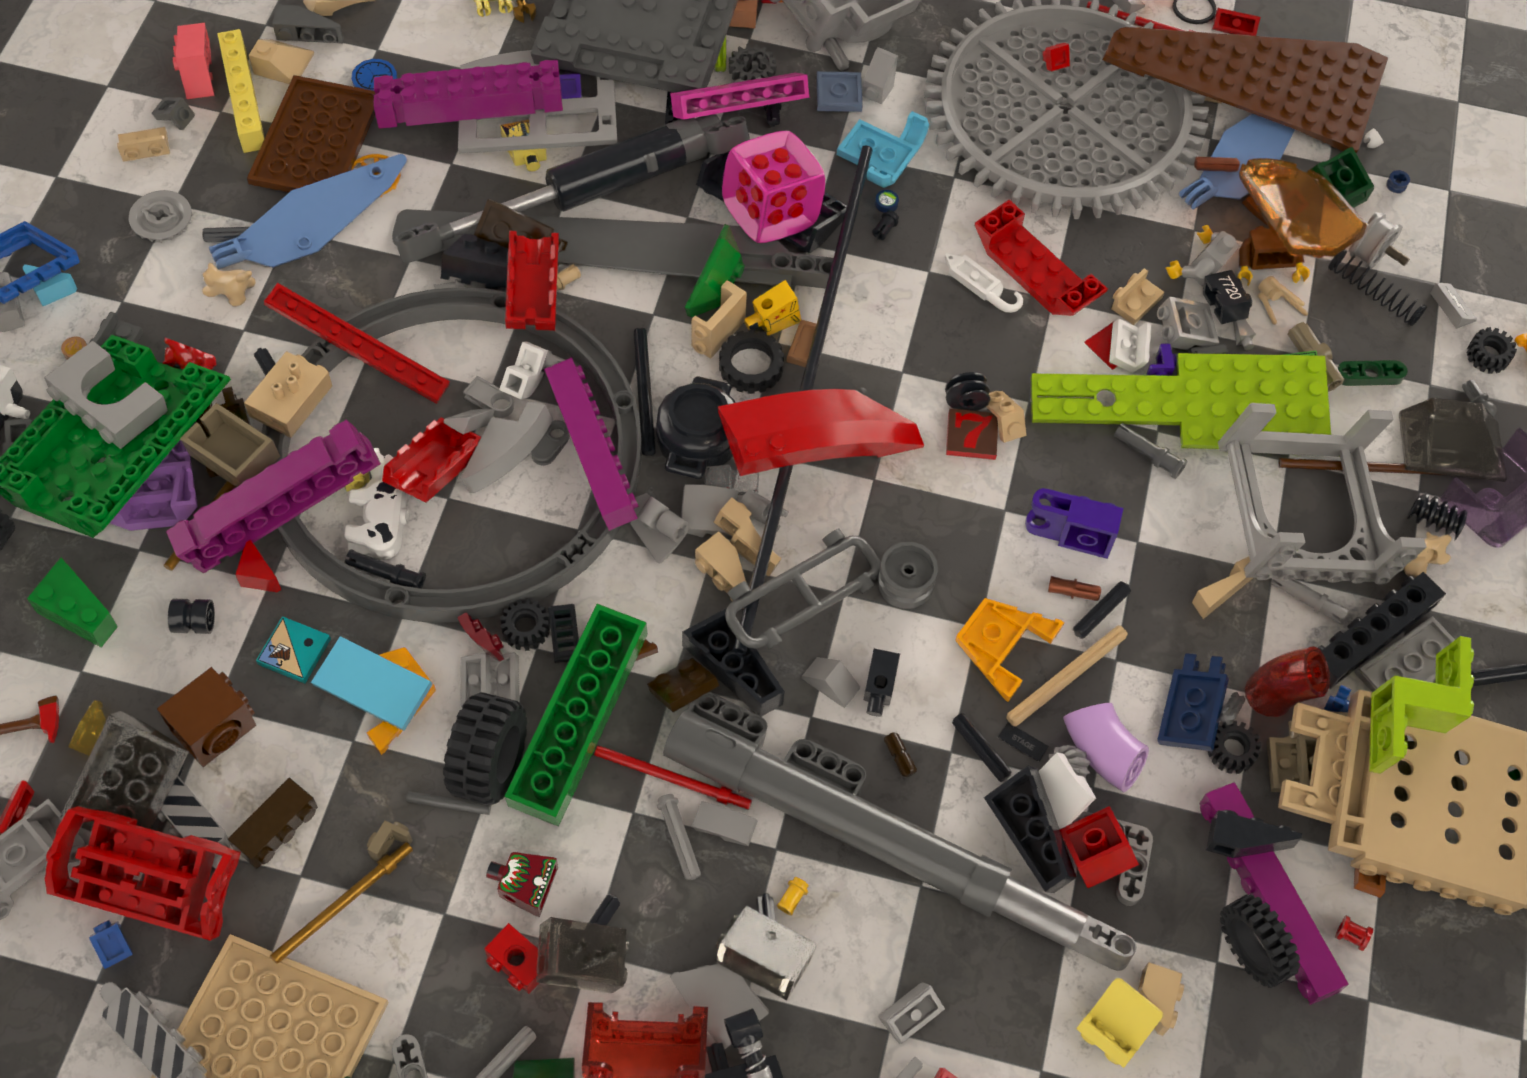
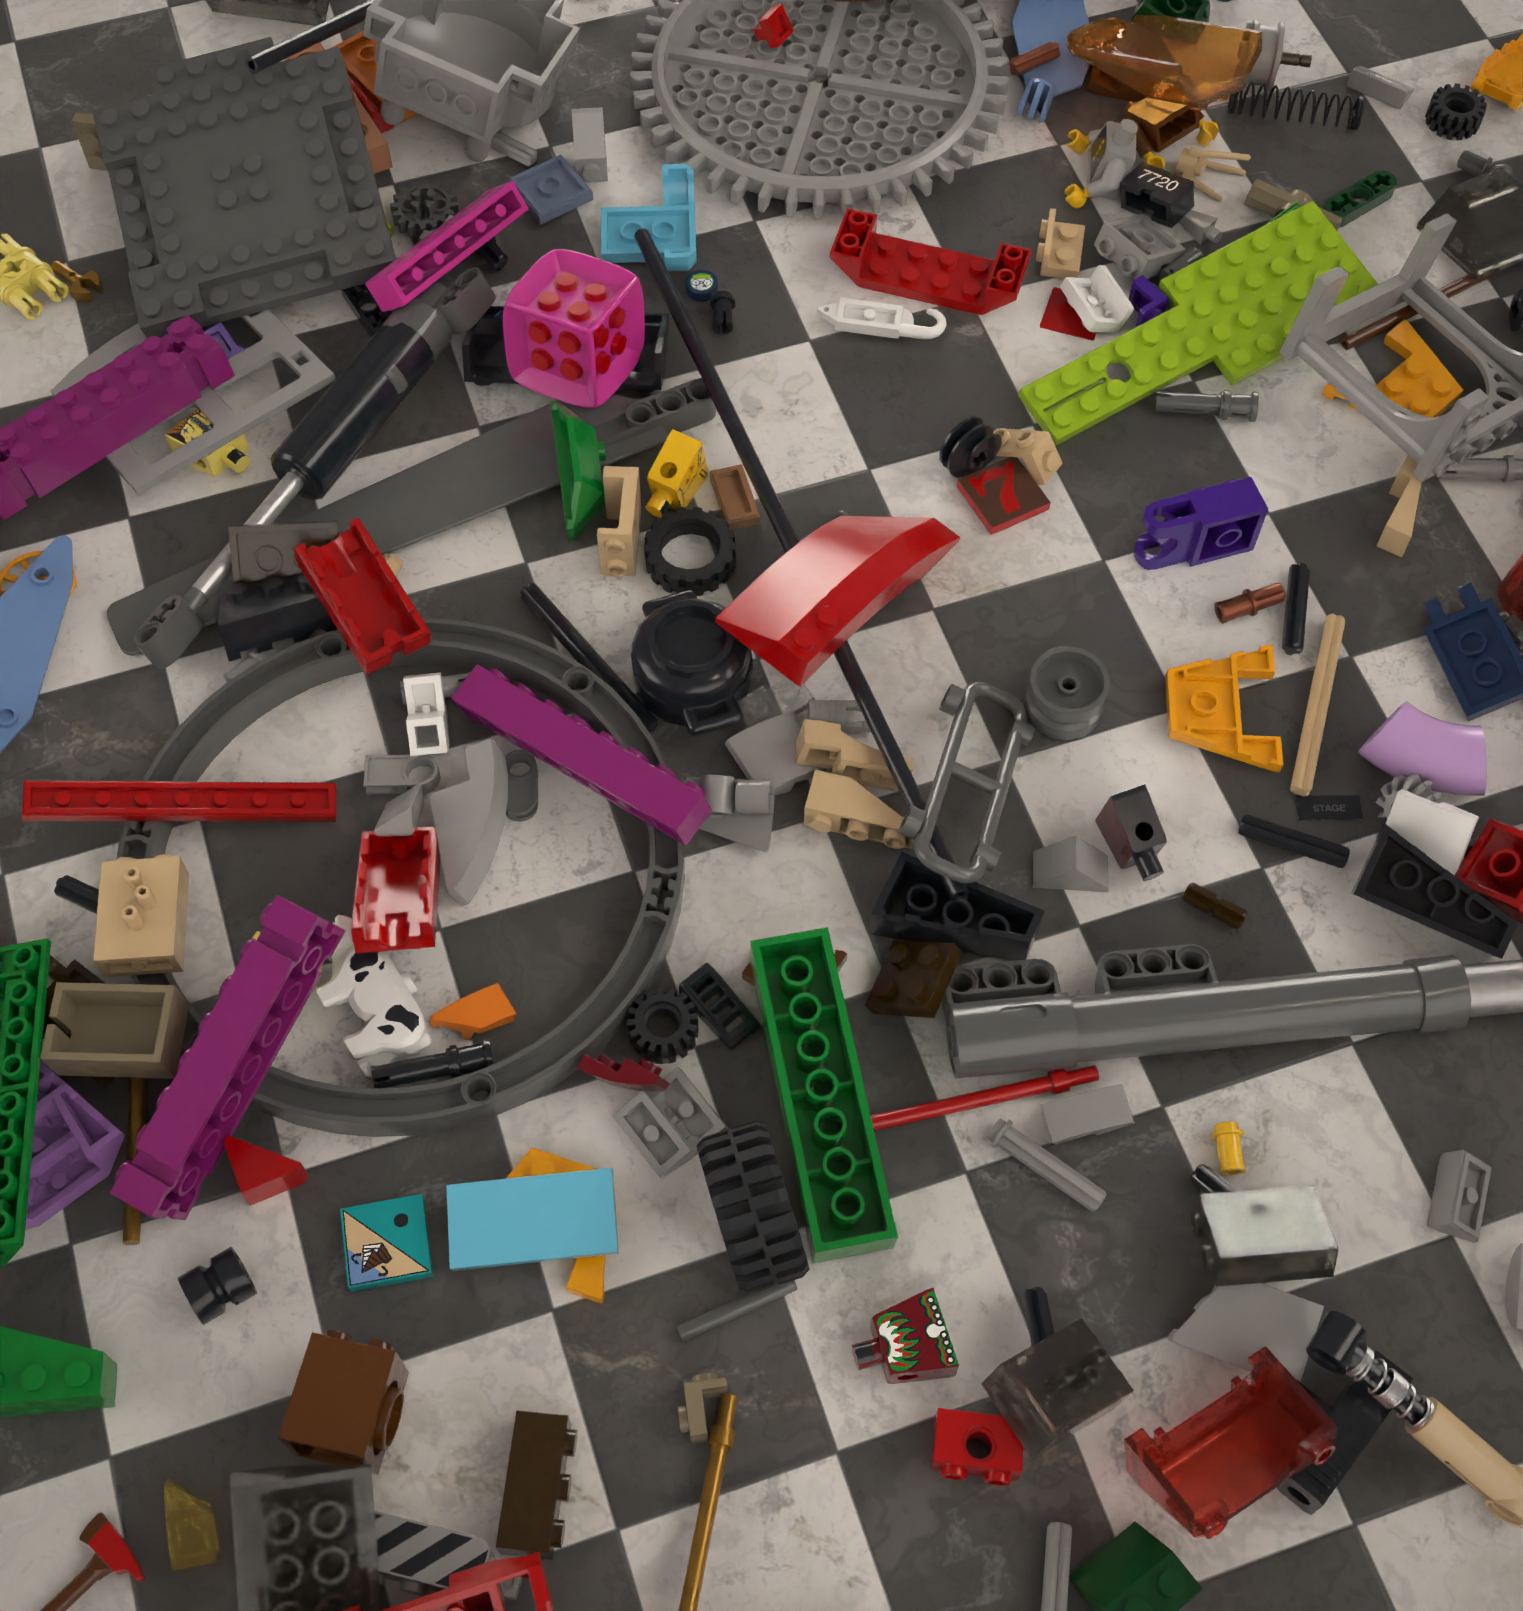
camera: 30 degrees left, 0 degrees up
(430, 555) = (476, 1012): none -> orange slope
(1306, 514) = (1417, 383): none -> light orange wing

